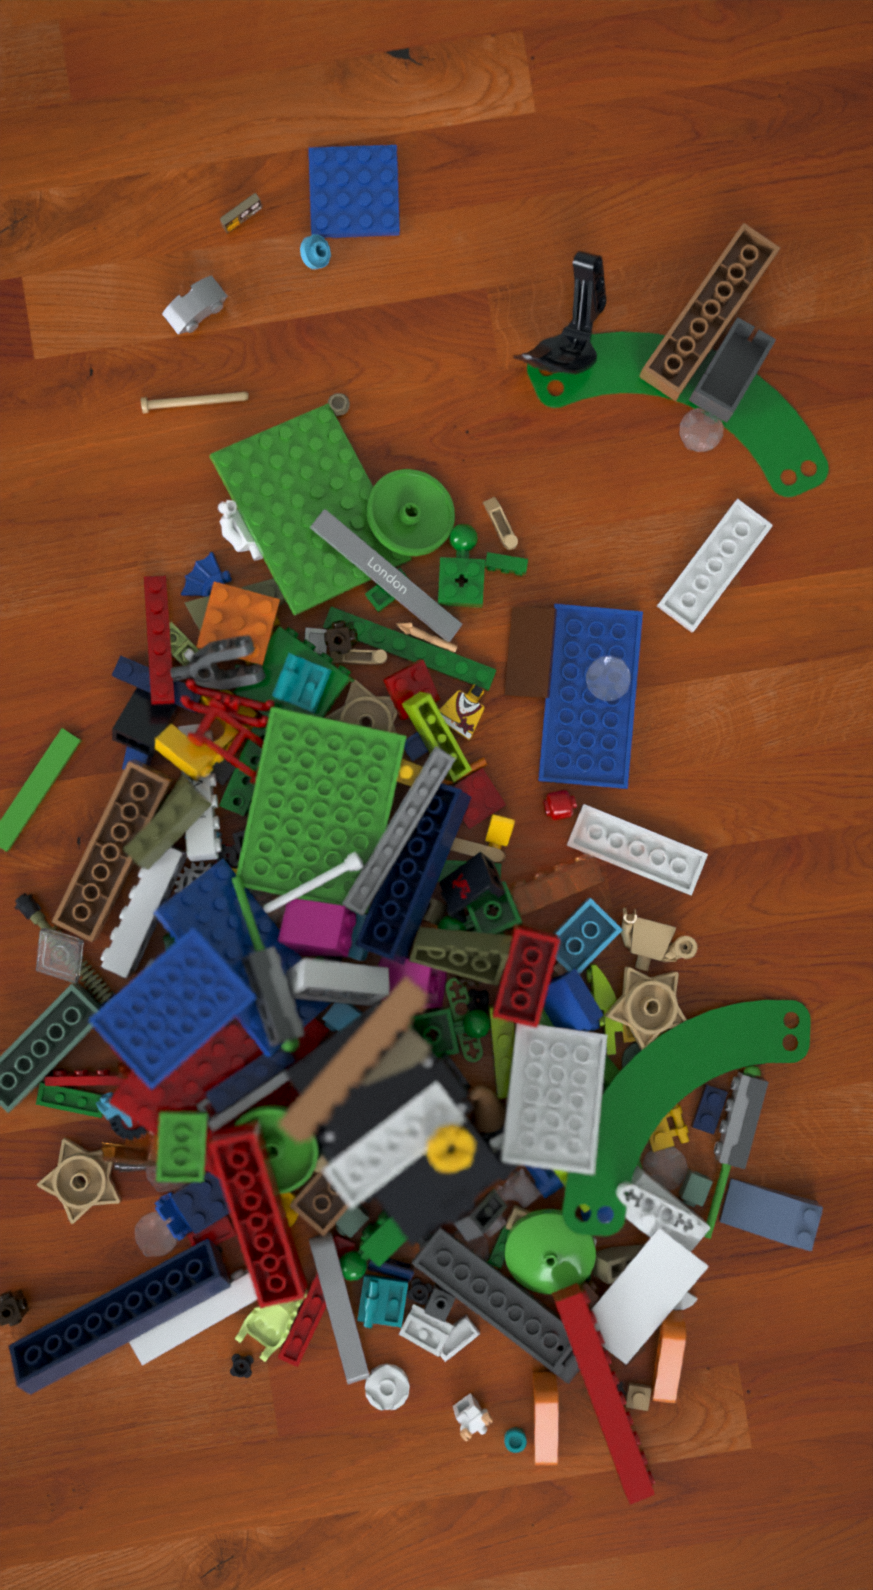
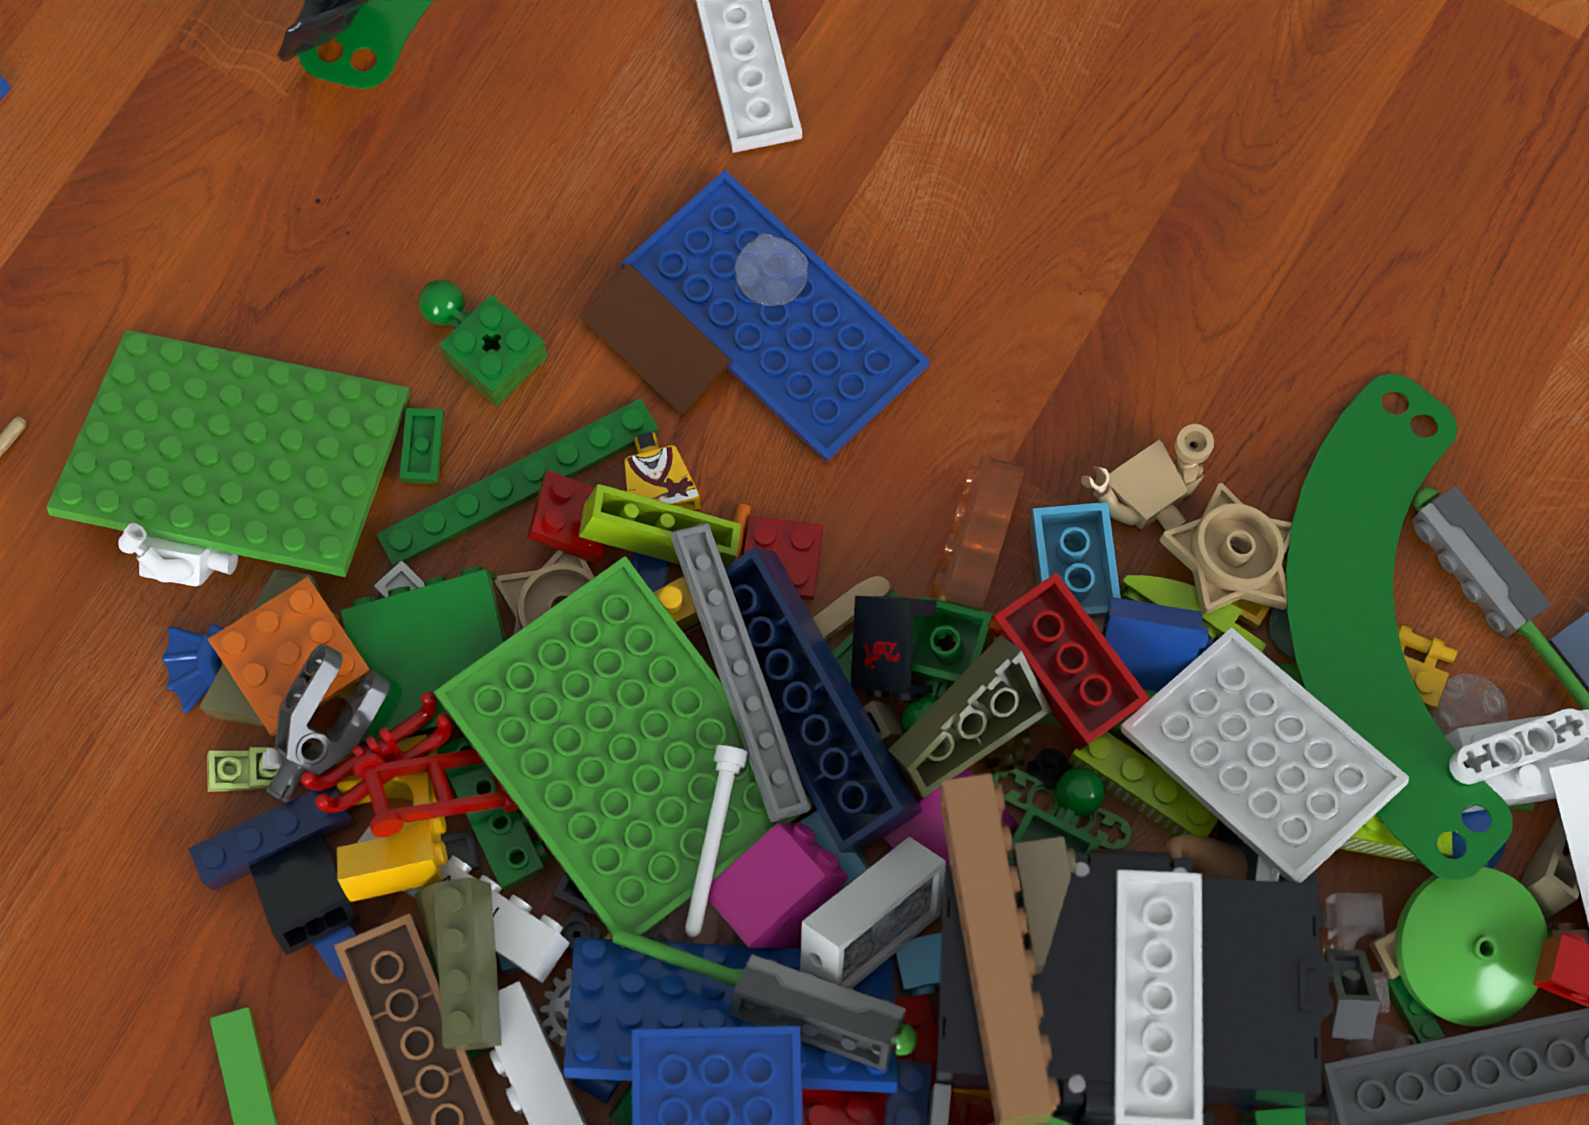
camera: 50 degrees left, 15 degrees down
(158, 640) = (216, 782): red plate -> none
(301, 683) = (437, 634): teal plate -> none
(339, 404) = (139, 318): dark tan plate -> none
(345, 631) = (414, 535): dark brown brick -> none
(360, 657) = (477, 545): tan piece -> none
(386, 575) = (399, 427): light grey tile -> none
(408, 628) = (492, 462): light nougat piece -> none
(410, 512) = (351, 338): bright green dish -> none
(455, 1160) = (1246, 920): yellow plate -> none
(499, 831) = (847, 554): yellow slope -> none
(500, 523) = (466, 248): tan piece -> none
(506, 564) = (522, 280): green piece -> none
(545, 1180) = (1357, 874): blue piece -> none
(559, 805) = (879, 458): red head -> none
(637, 849) = (1018, 411): white plate -> none
(695, 1188) = (1528, 691): sand green brick -> none
(709, 1109) = (1433, 593): dark blue plate -> none

